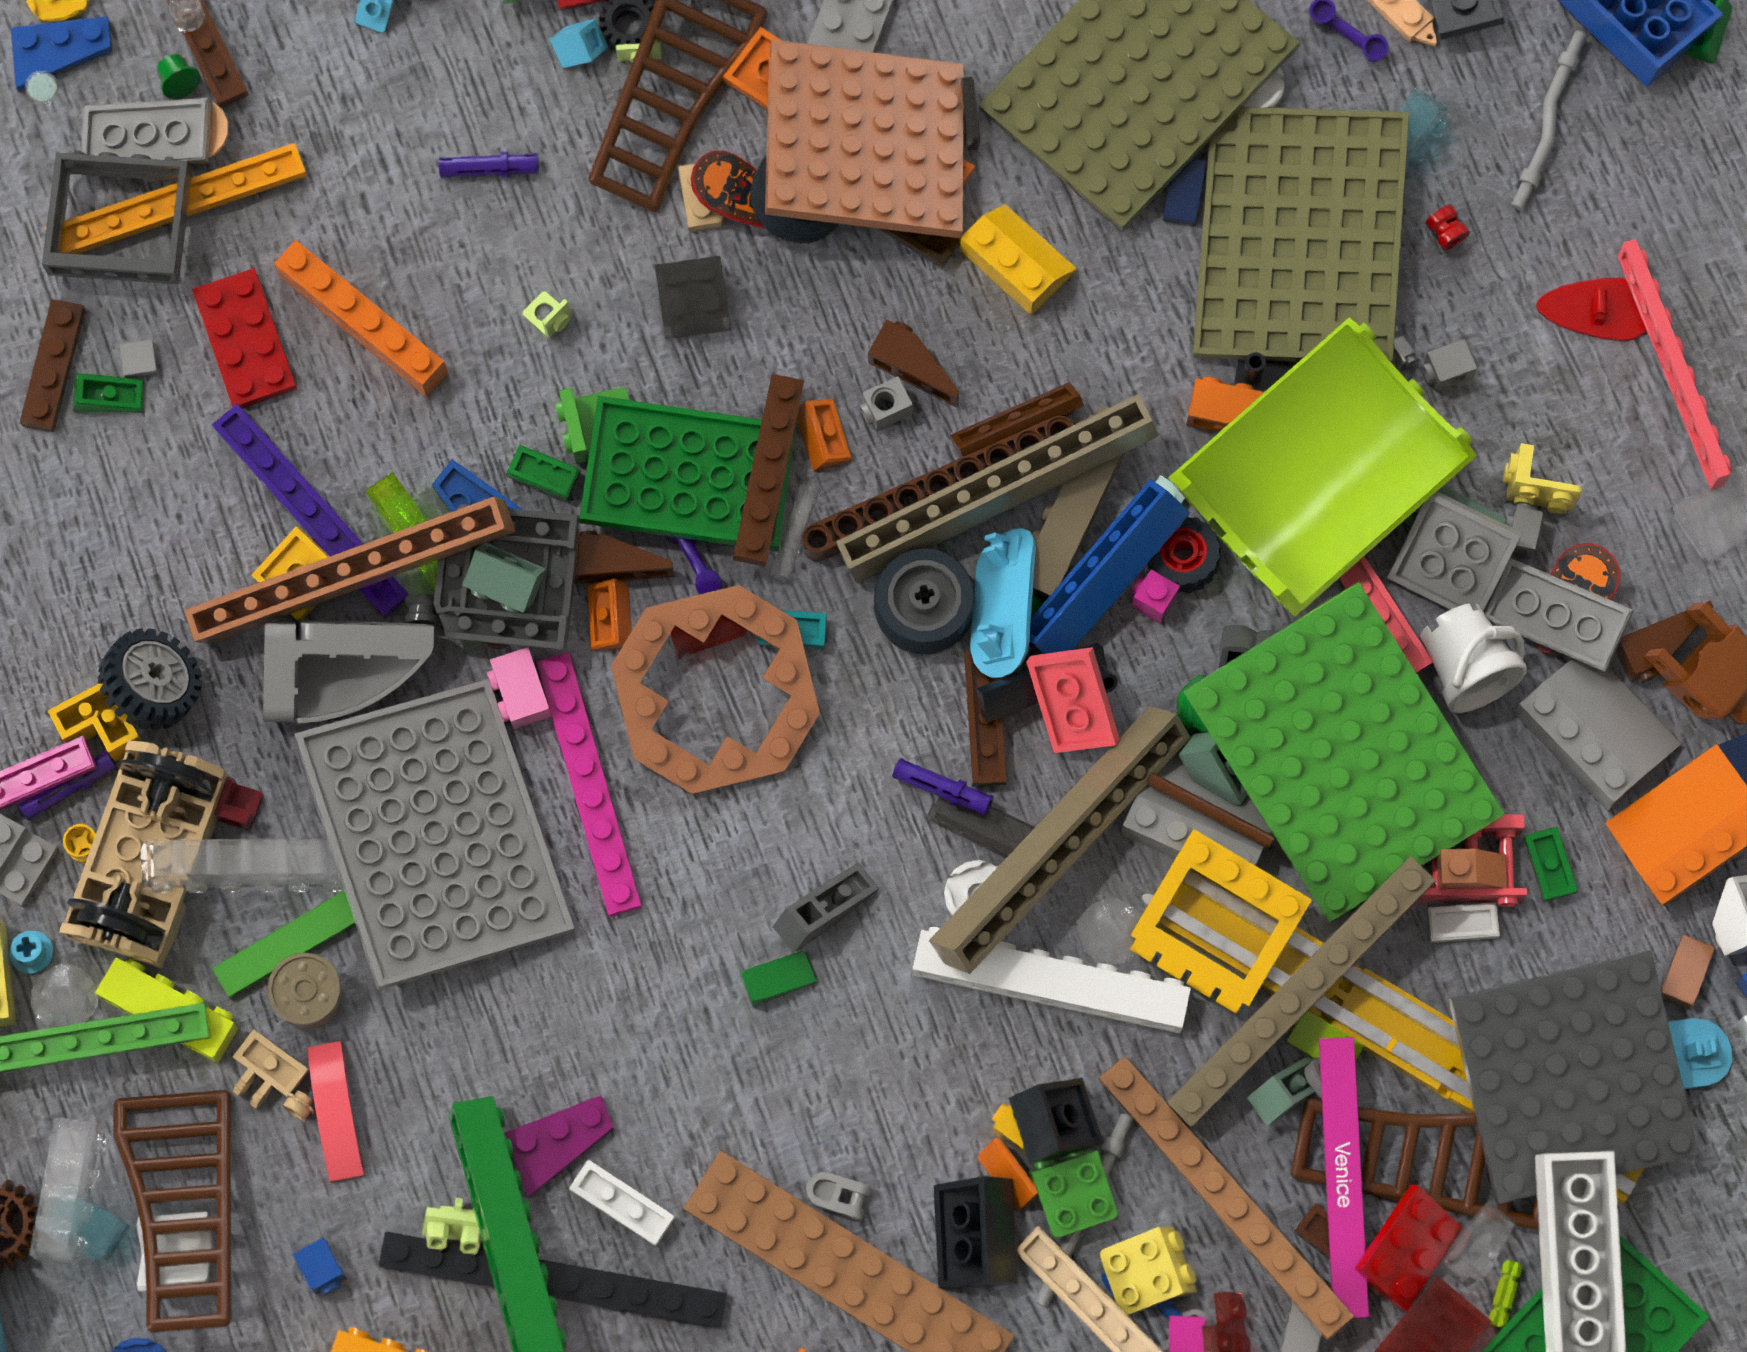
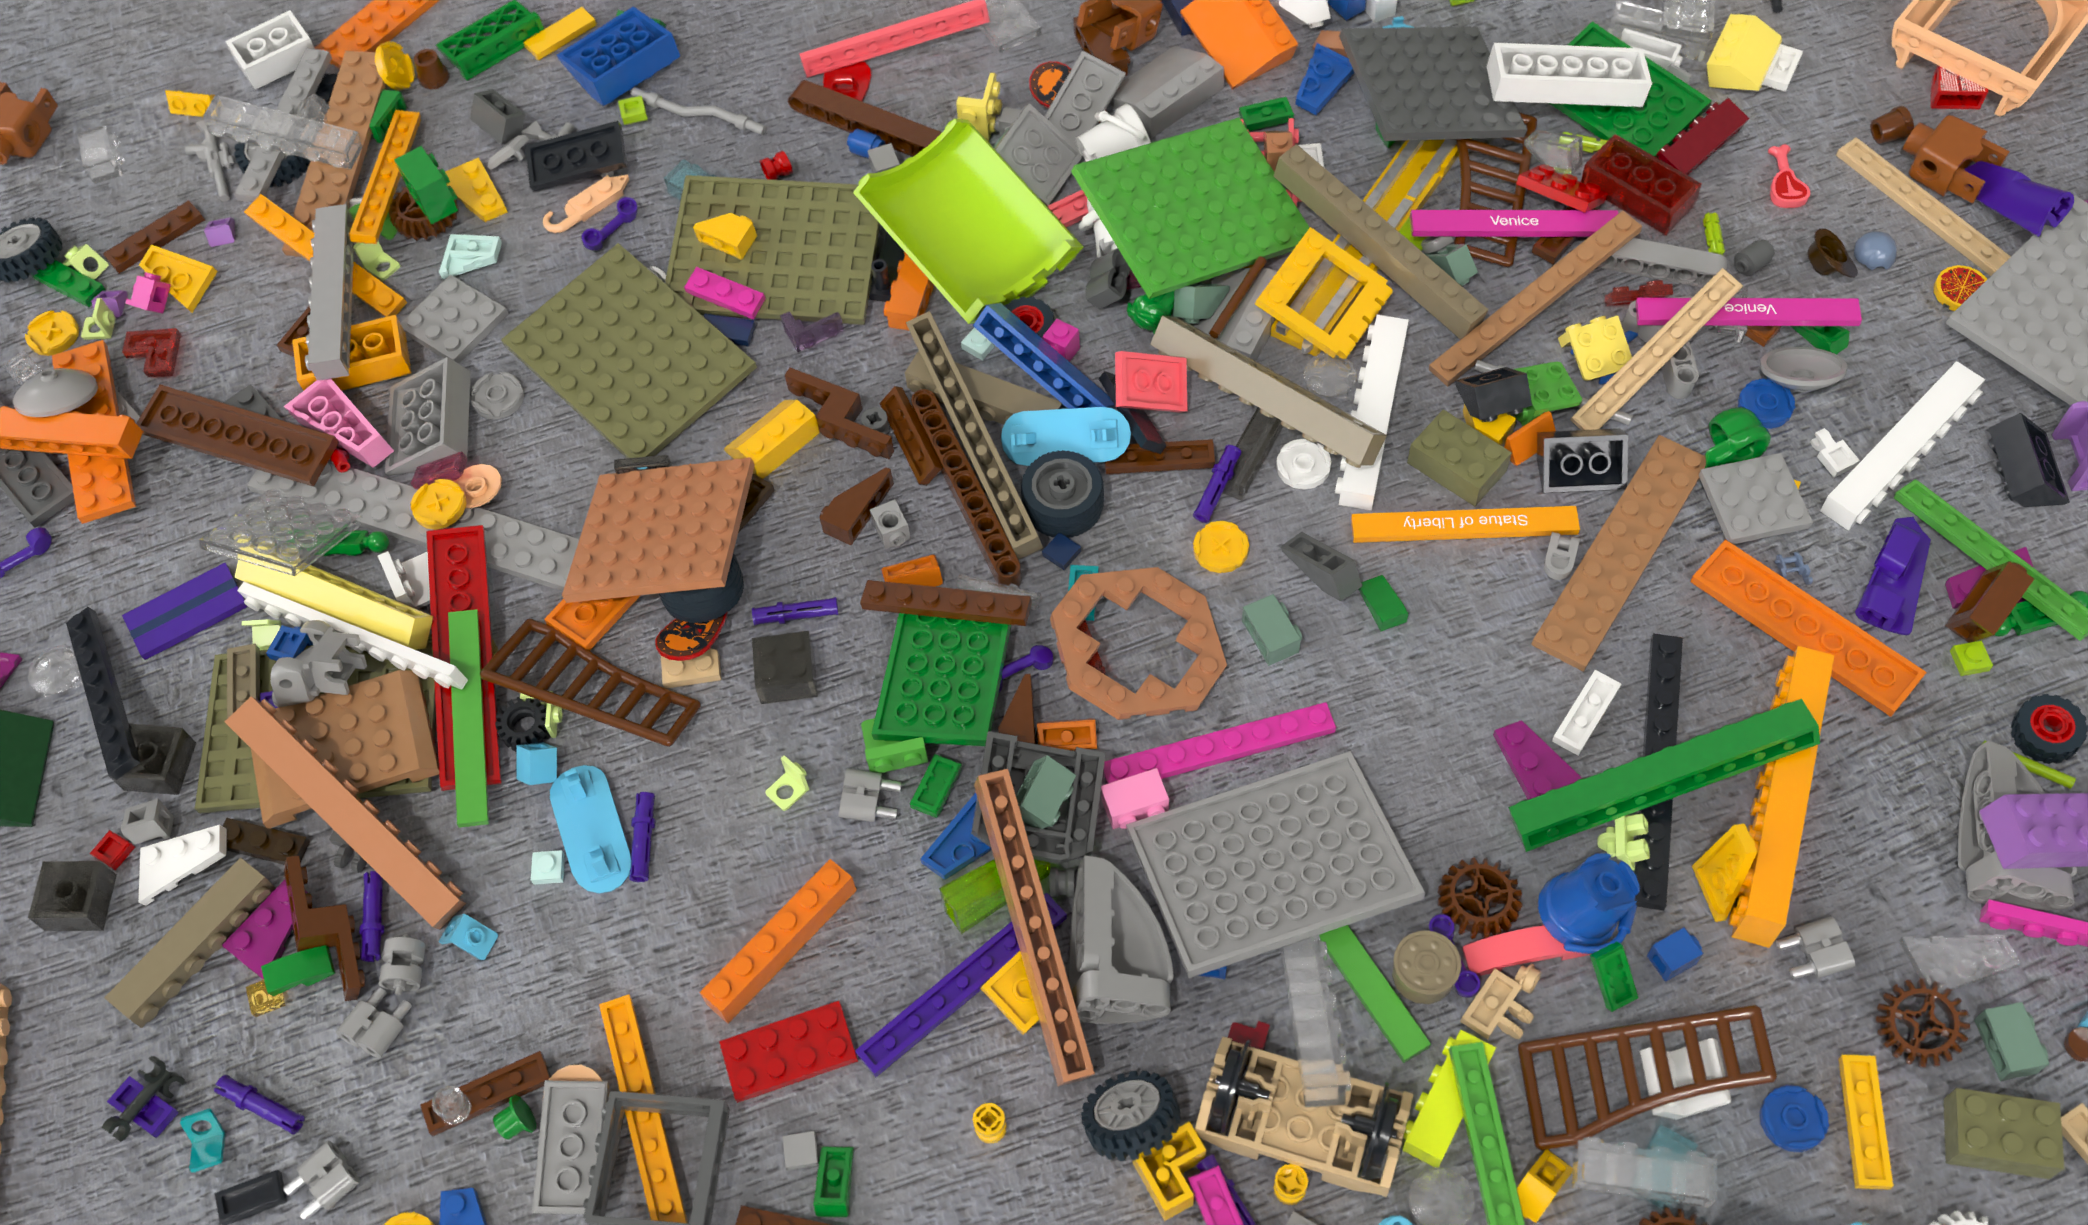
camera: 85 degrees left, 15 degrees down
(72, 1095) = (1542, 1184): none -> yellow slope
(158, 549) = (989, 1130): none -> yellow wheel
(290, 1193) = (1614, 976): none -> green plate
(295, 1040) = (1468, 981): none -> dark purple bar
(369, 1169) = (1588, 903): none -> blue piece
(405, 1058) = (1502, 893): none -> reddish brown gear
(410, 1324) = (1724, 869): none -> yellow wing
(458, 72) = (547, 867): none -> light aqua plate
(504, 109) = (590, 829): none -> medium azure piece
(531, 392) = (862, 793): none -> light grey piece
(736, 845) = (1271, 629): none -> sand green brick
(770, 291) = (761, 614): none -> dark purple pin
(852, 605) = (1061, 551): none -> dark blue tile
(858, 792) = (1221, 547): none -> yellow tile
(886, 1085) = (1464, 524): none -> light orange tile
(976, 1080) = (1459, 457): none -> olive brick
(1035, 385) = (876, 414): none -> dark grey wheel
(1048, 333) = (839, 413): none -> reddish brown bracket
(1176, 271) = (808, 336): none -> clear purple bracket
(1228, 180) = (725, 293): none -> dark pink plate
(1307, 176) = (727, 233): none -> yellow slope
(1487, 338) = (861, 141): none -> blue brick
(1520, 355) = (853, 114): none -> reddish brown beam
(1547, 36) = (632, 110): none -> lime plate
(1607, 937) = (1323, 79): none -> blue wing

